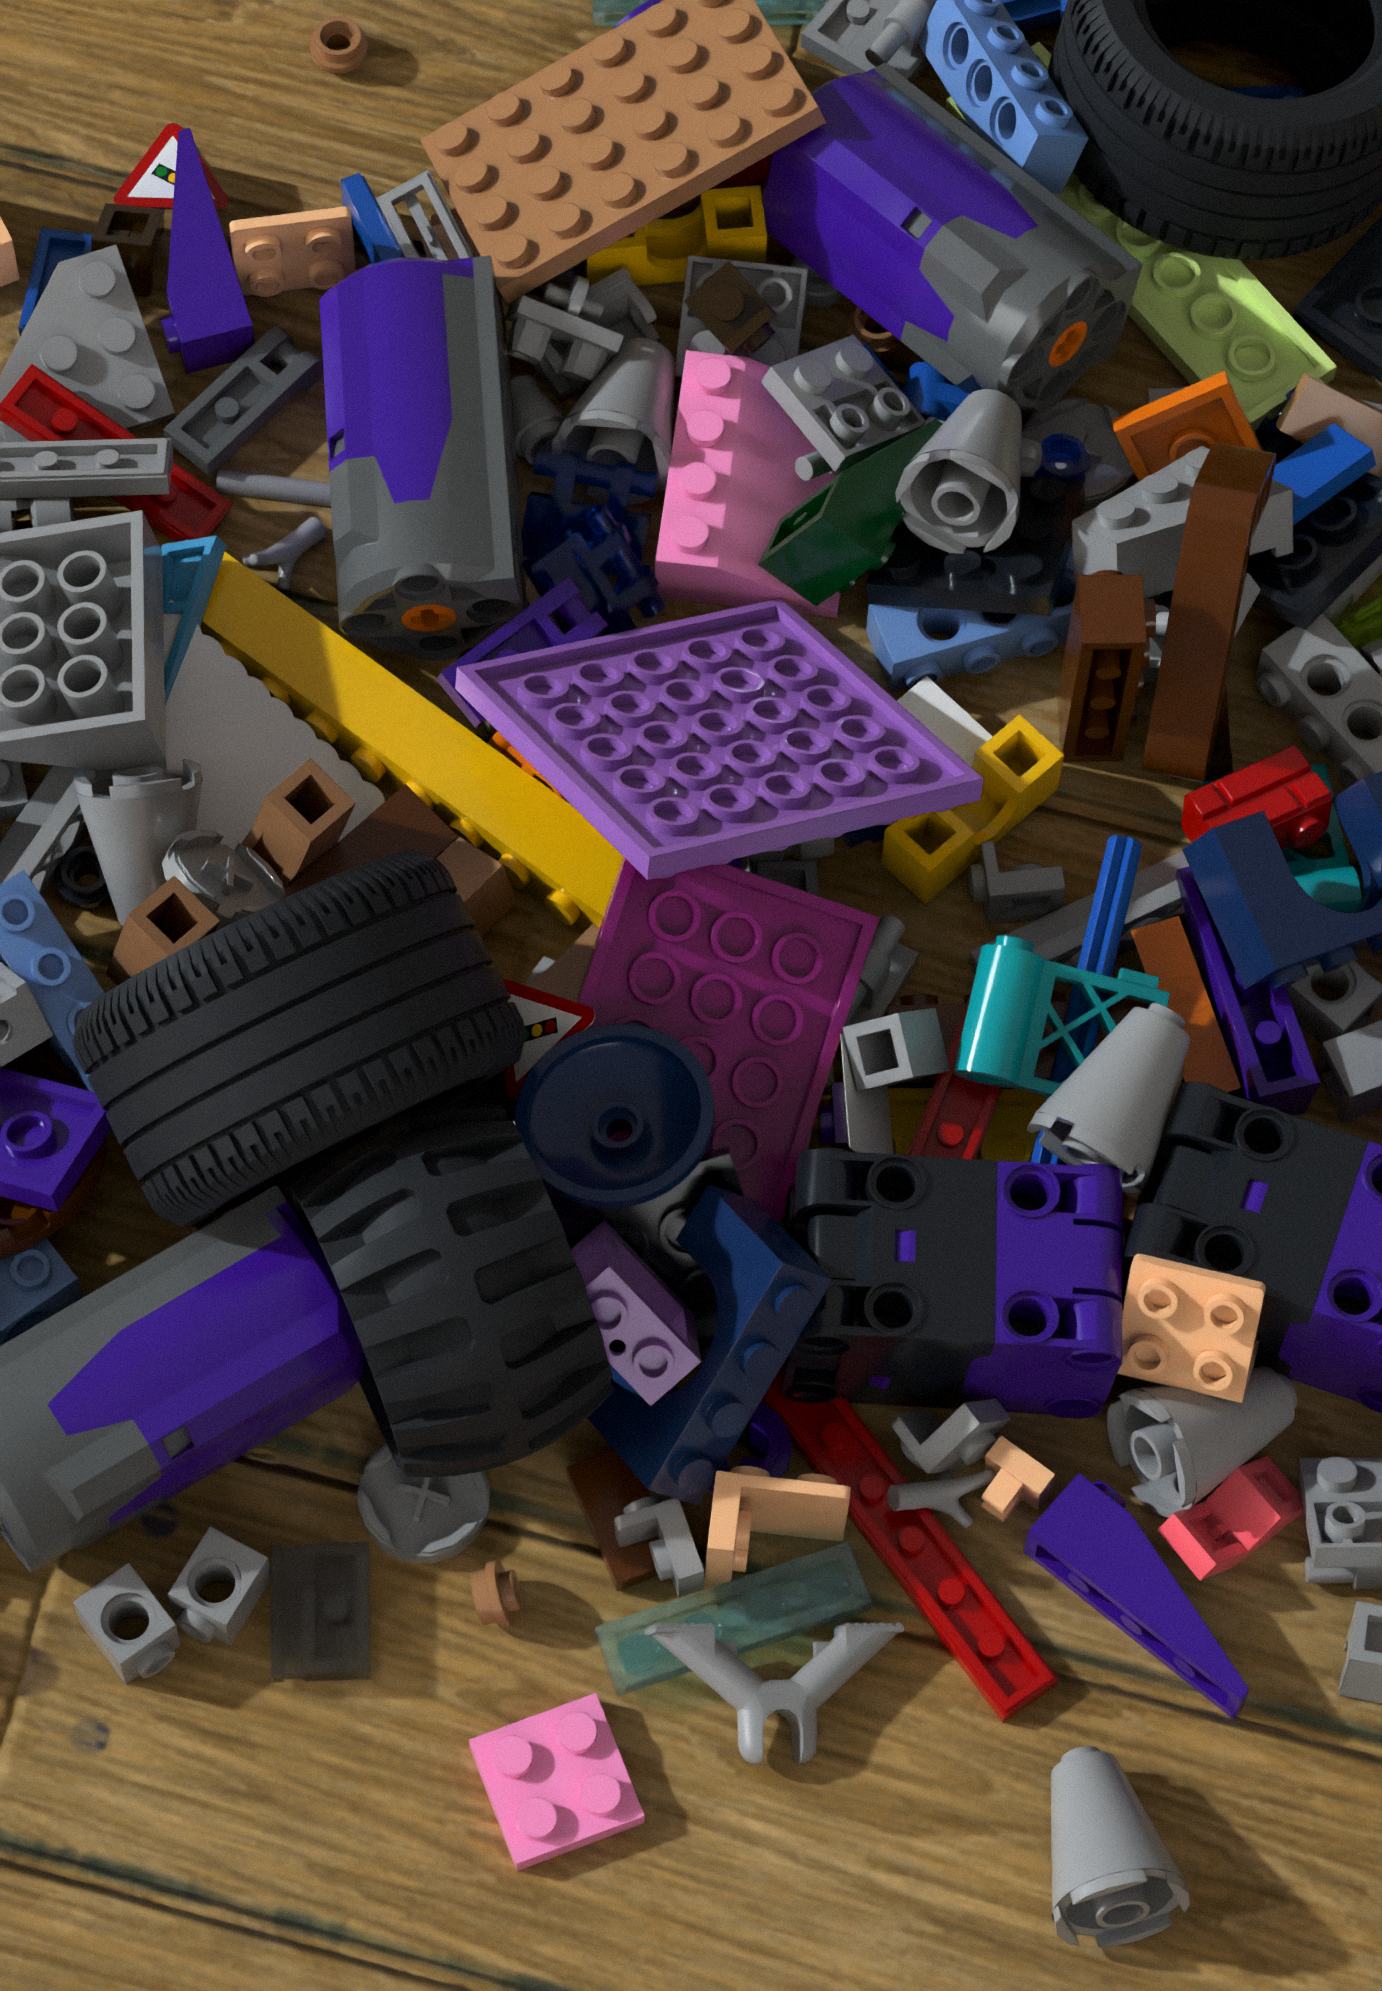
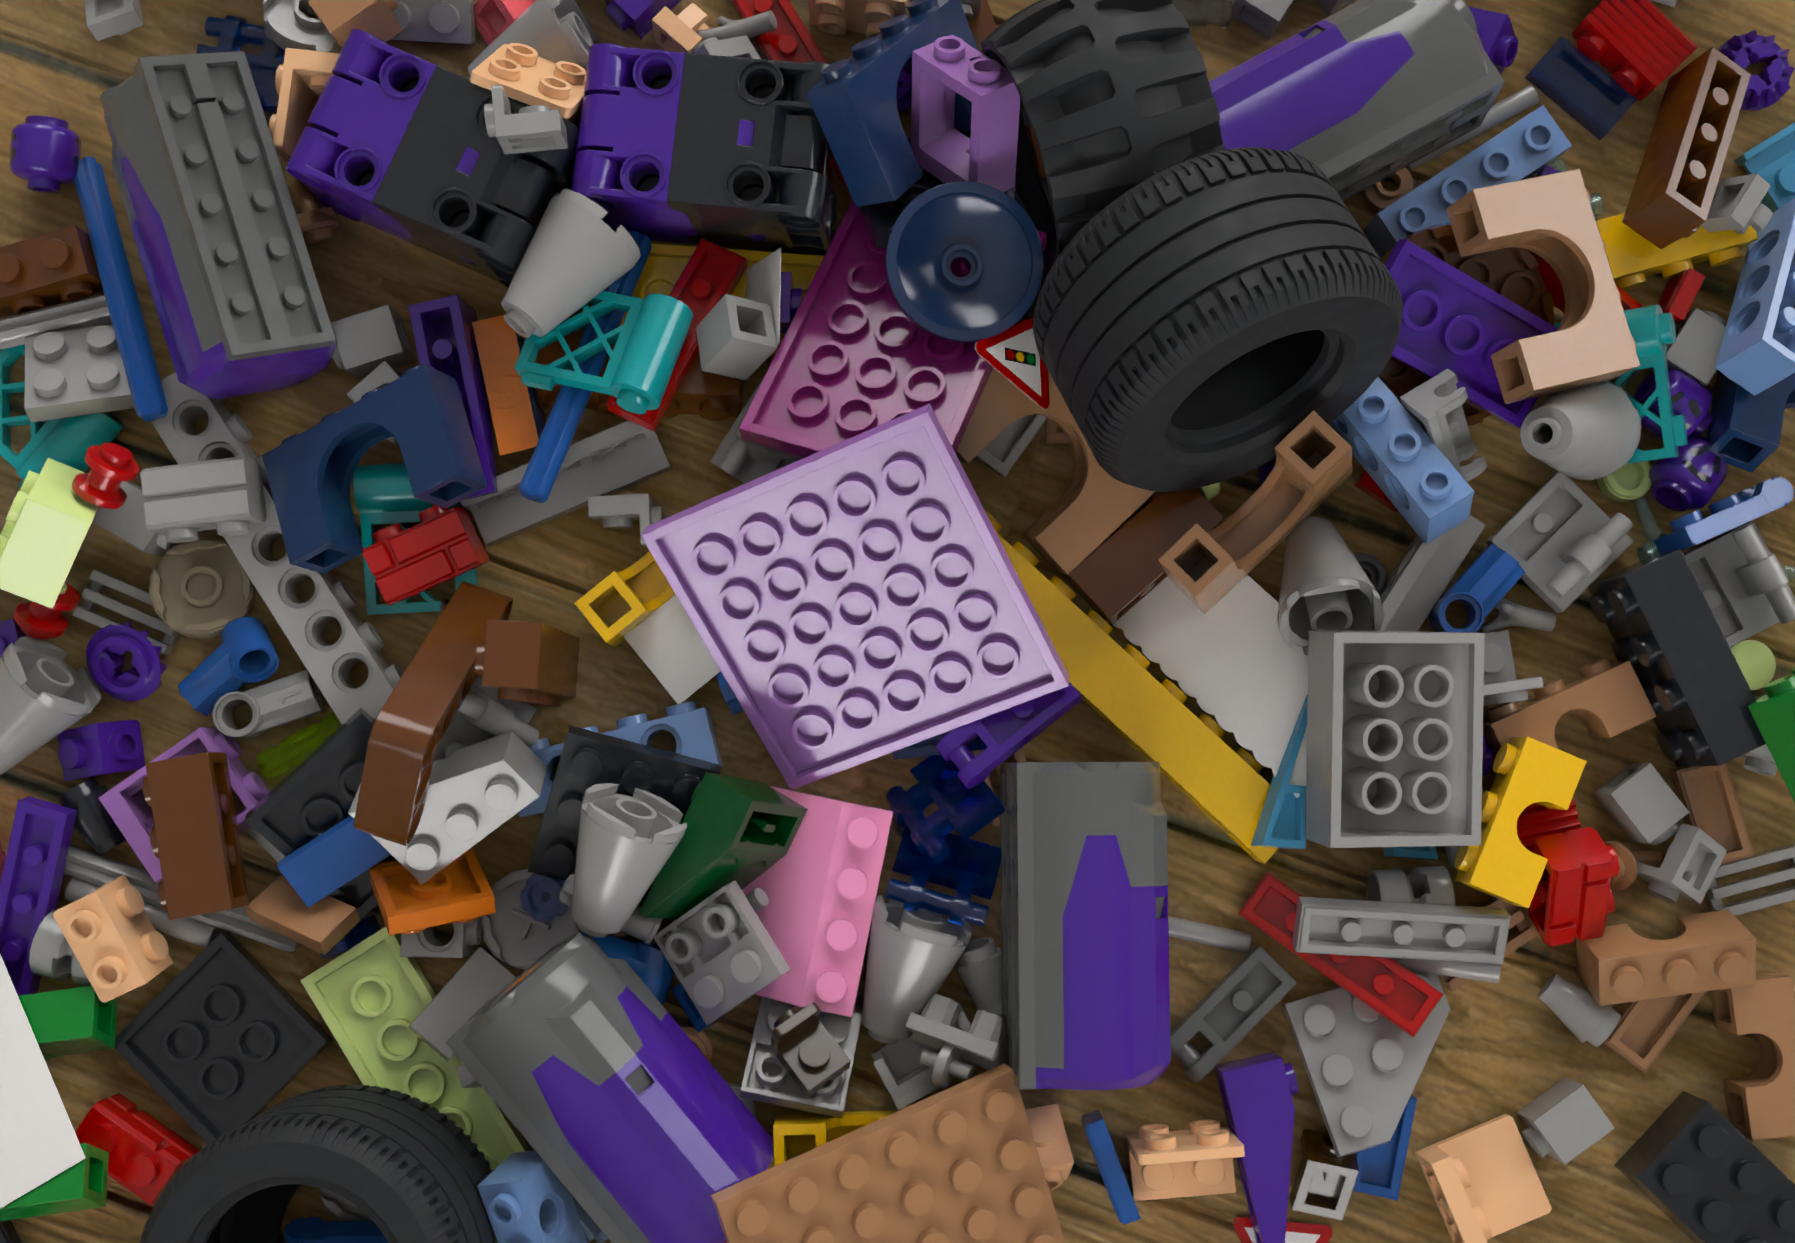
camera: 170 degrees left, 20 degrees up
(222, 878) = (1264, 515): light grey tile -> none
(288, 550) = (1197, 865): light grey bar -> none
(407, 192) = (1049, 1161): light grey tile -> none
(1147, 349) = (459, 1000): none -> light grey tile
(1179, 1211) = (528, 131): none -> light grey bracket

